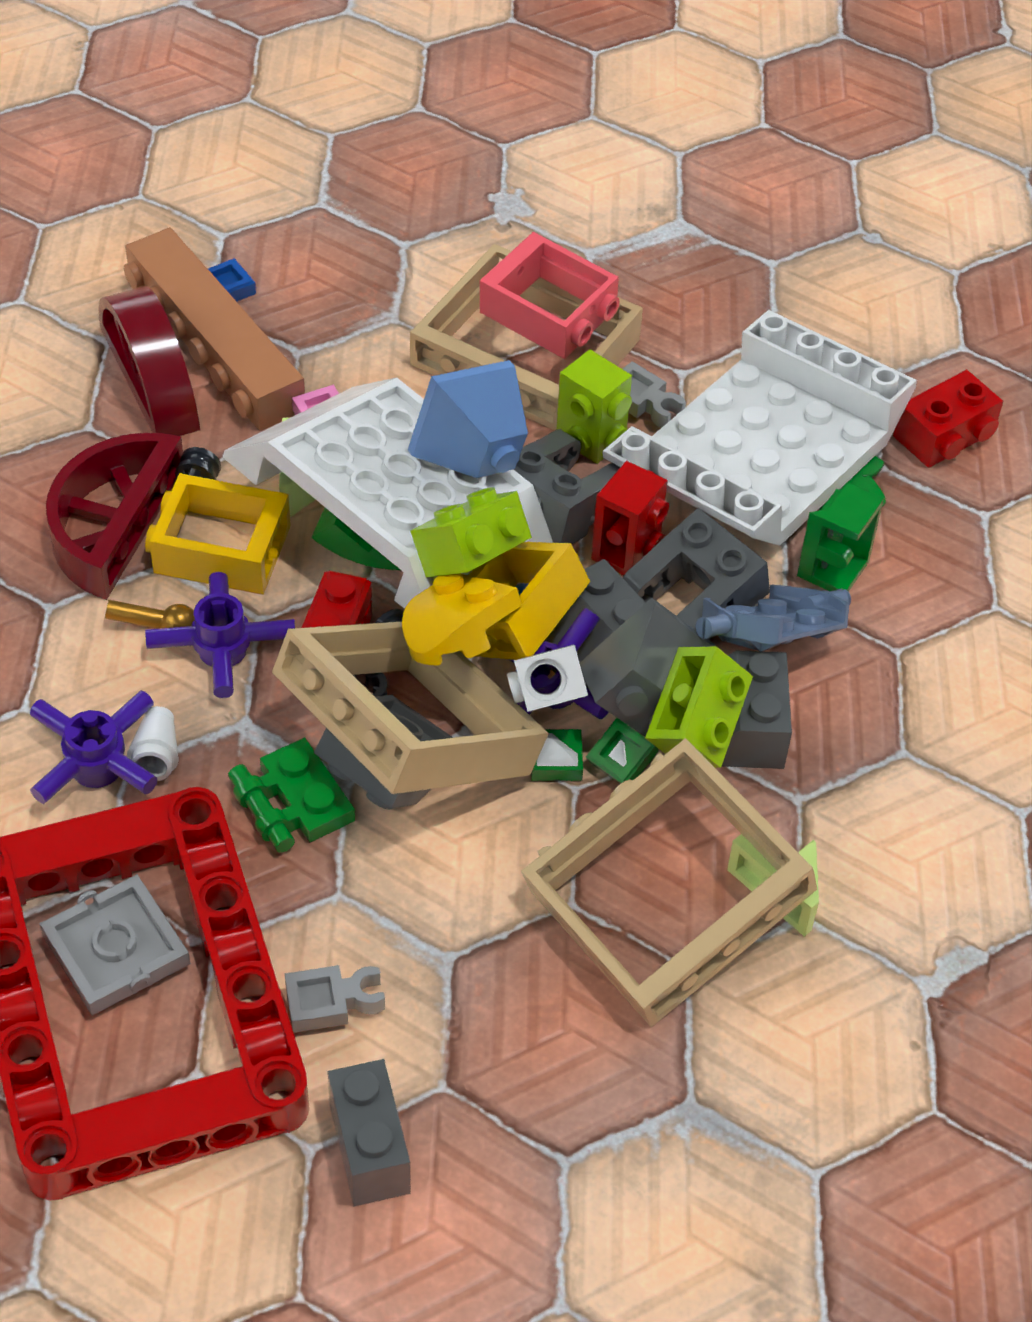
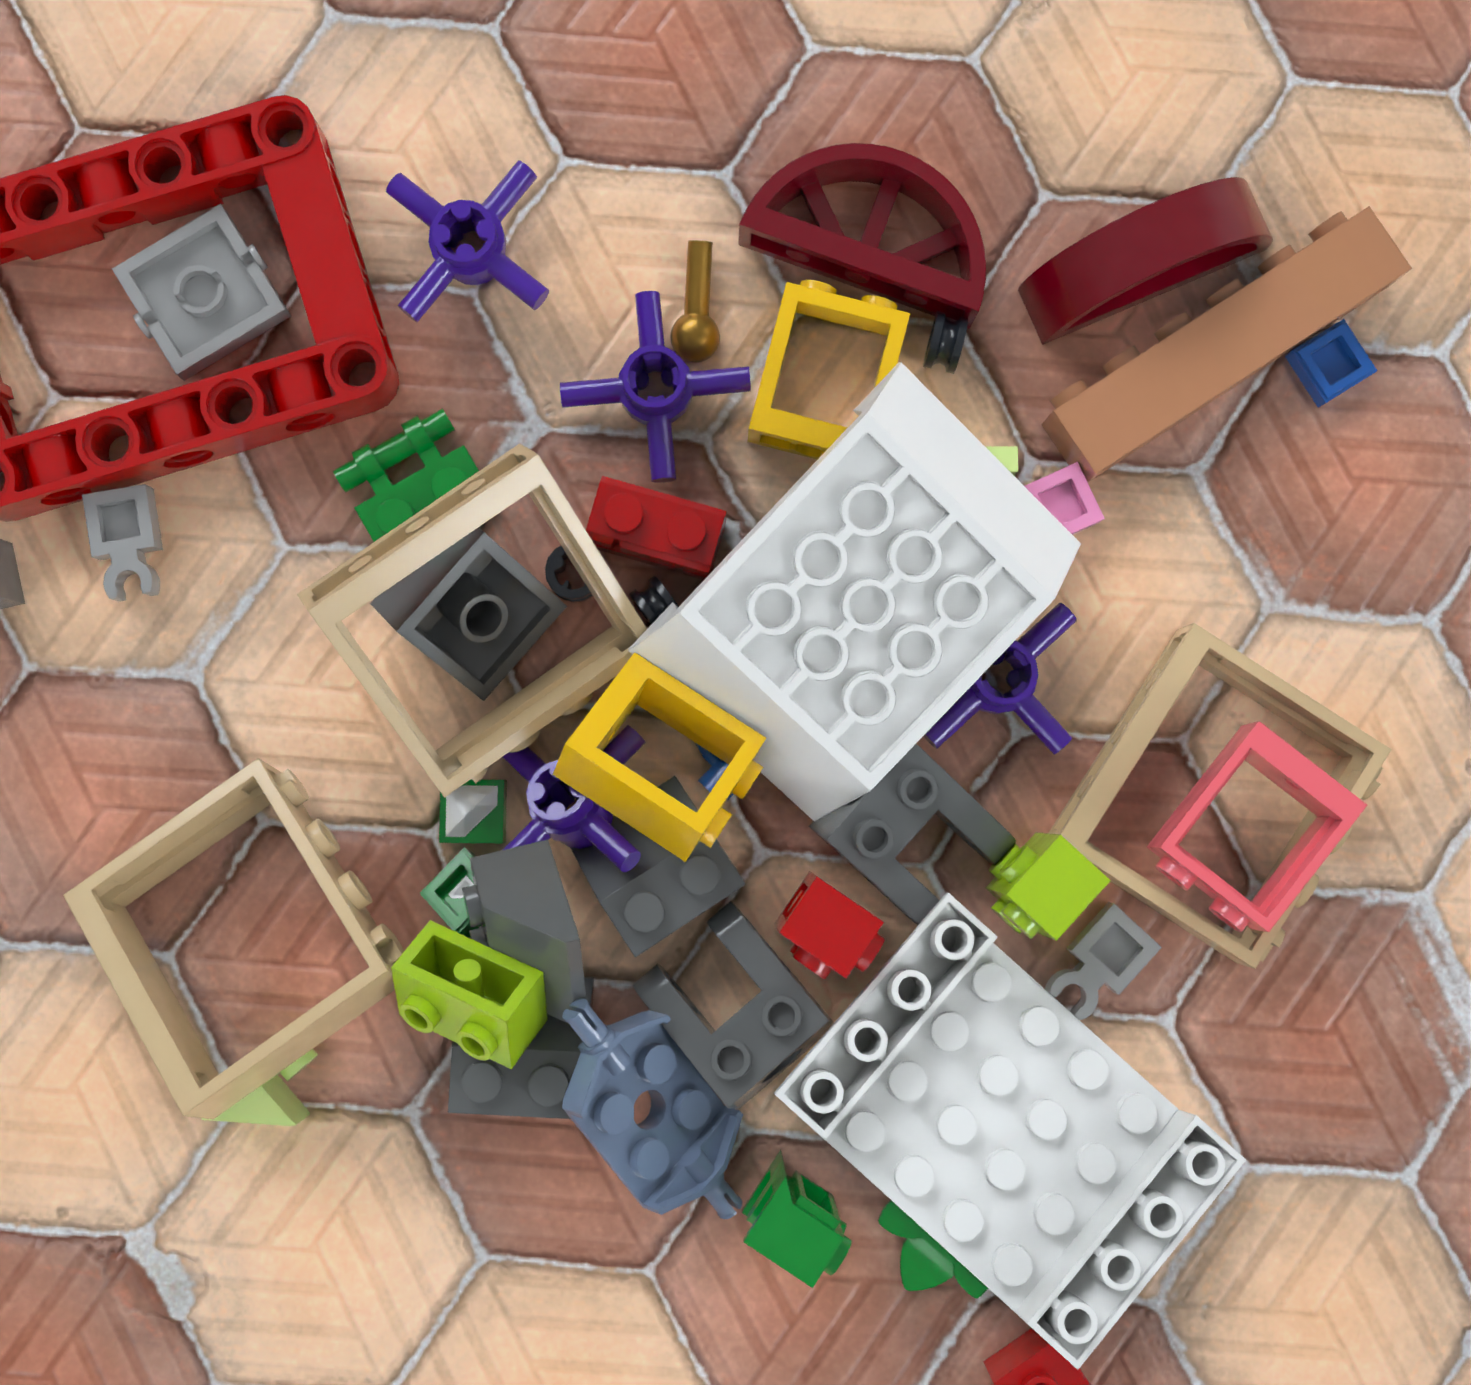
camera: 85 degrees right, 35 degrees up
(155, 743) = (485, 317): white cone -> none
(455, 616) = (594, 676): yellow slope -> none
(471, 532) = (723, 706): lime brick -> none
(472, 421) = (921, 709): medium blue slope -> none
(570, 687) = (508, 798): white brick -> none

